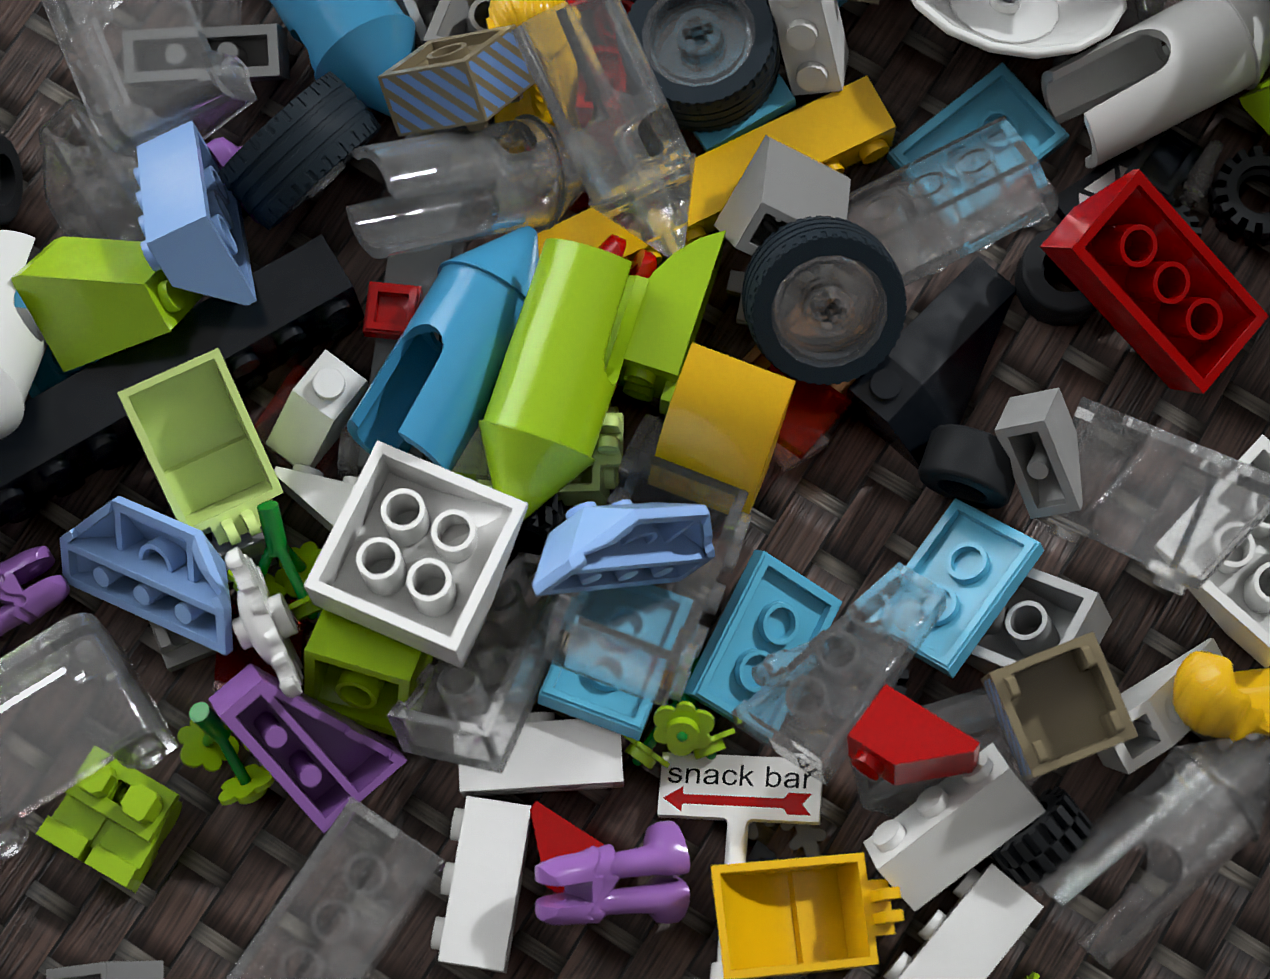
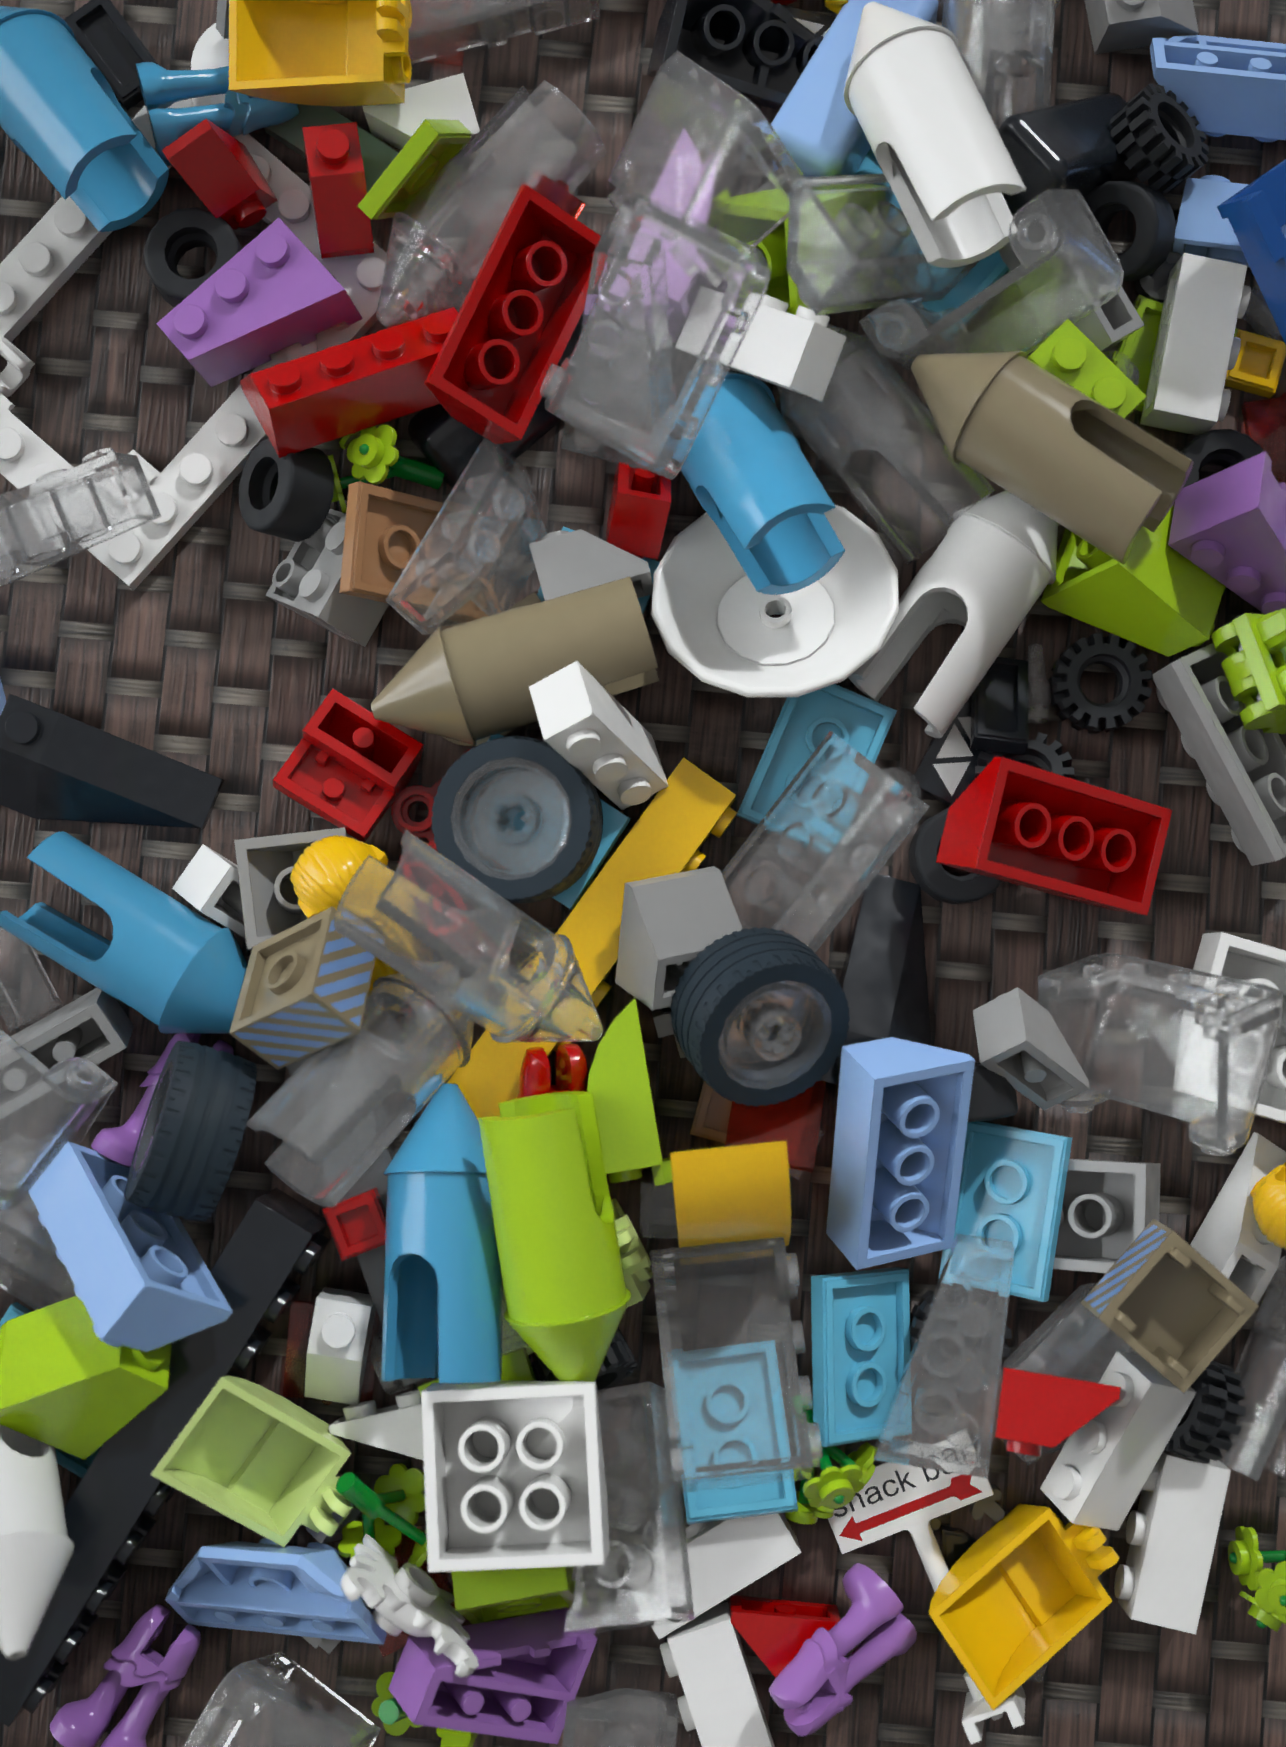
camera: 30 degrees left, 10 degrees up
(624, 546) = (691, 1368): light blue wedge -> none
(774, 662) = (890, 1366): clear piece -> none
(886, 472) = (897, 1150): none -> light blue slope

